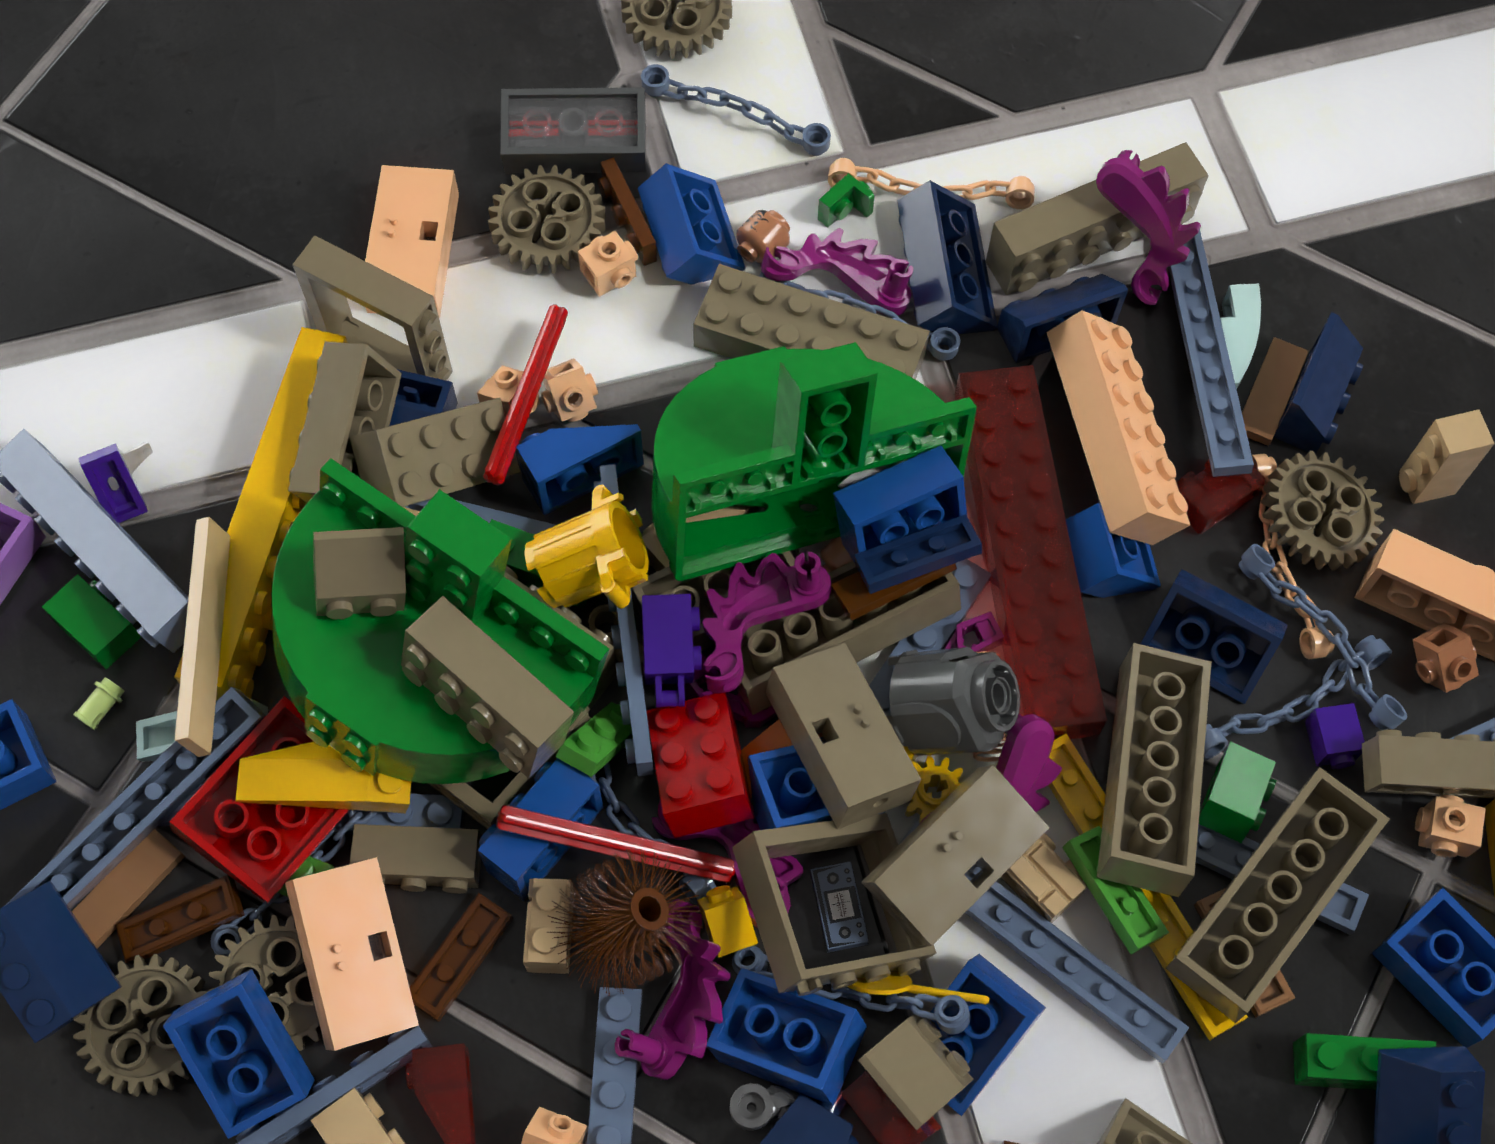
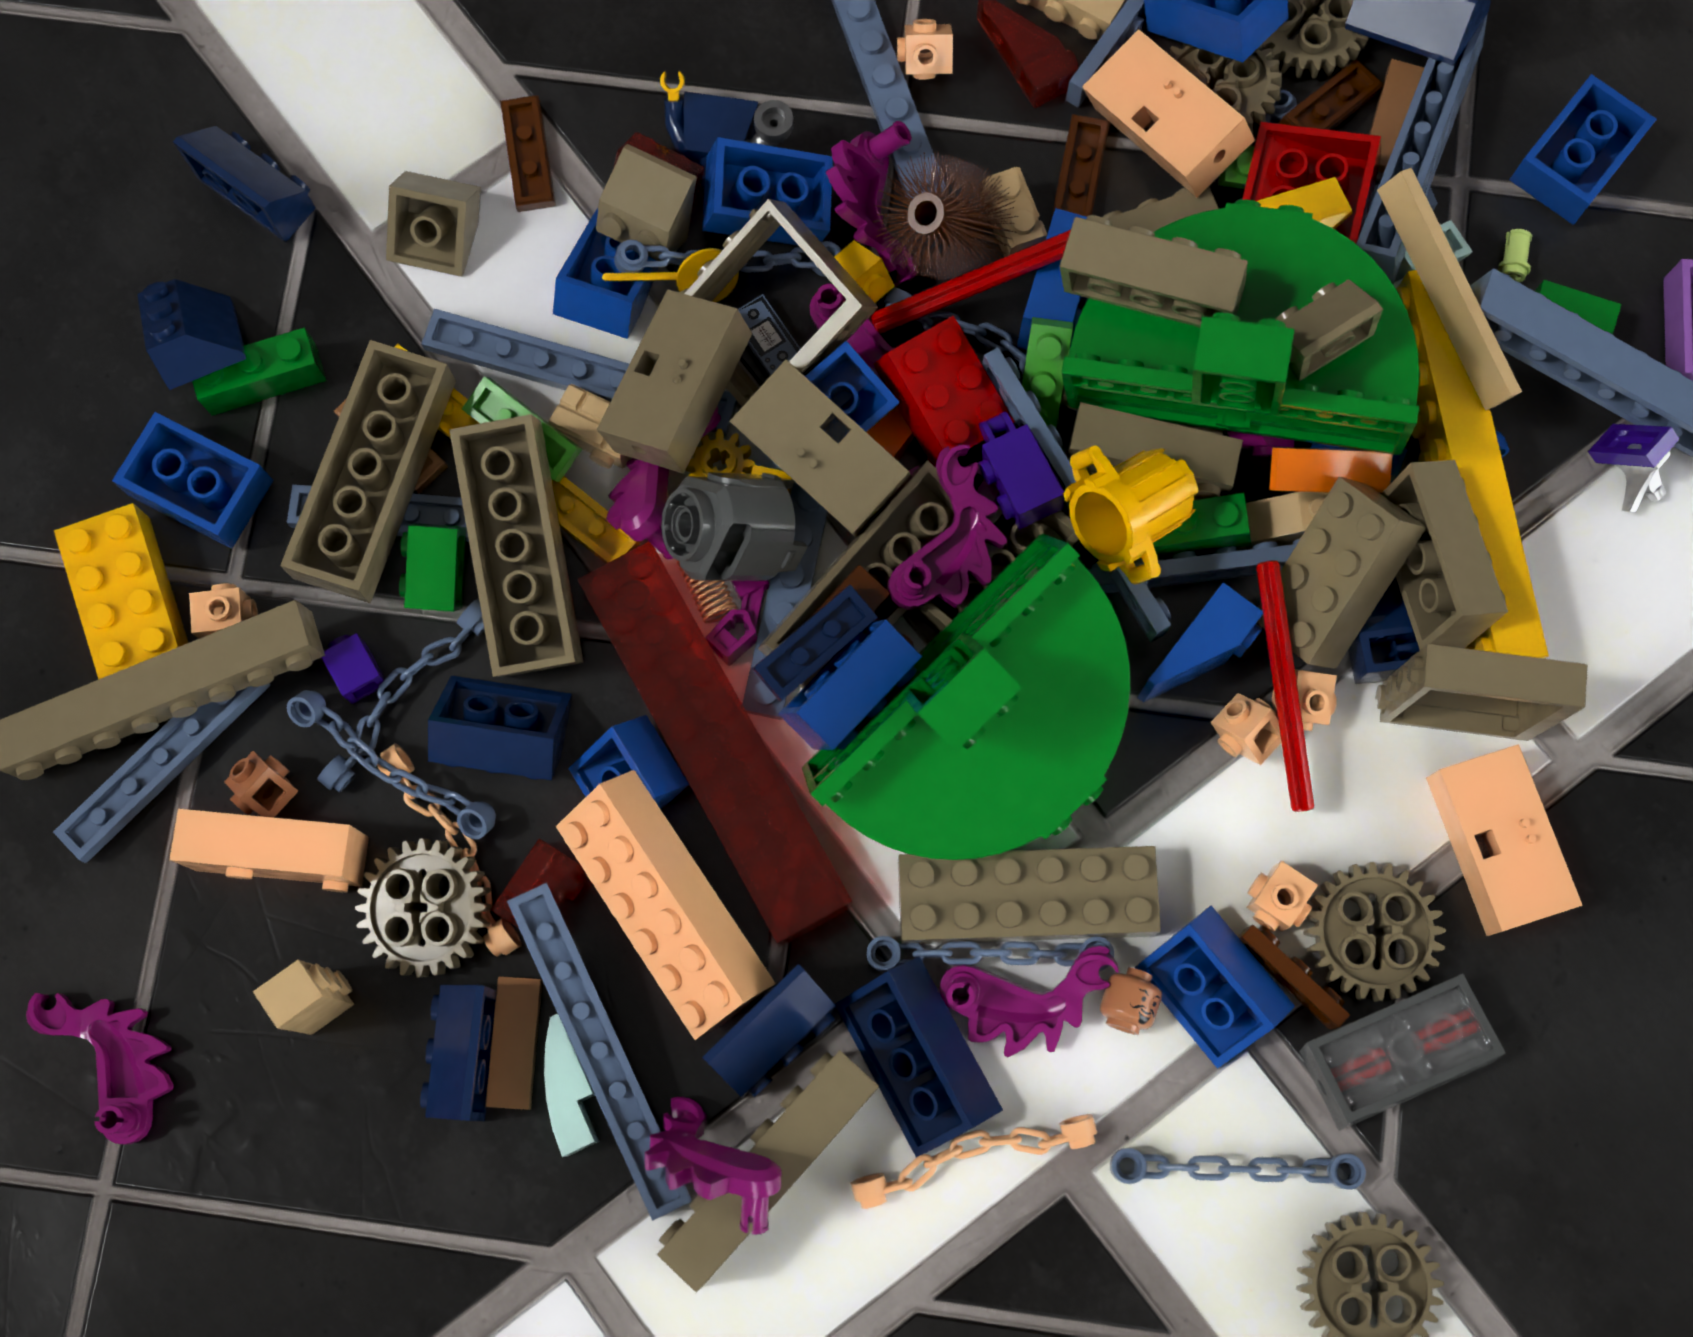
camera: 160 degrees right, 10 degrees up
(842, 198) = (1067, 1086): green bracket -> none

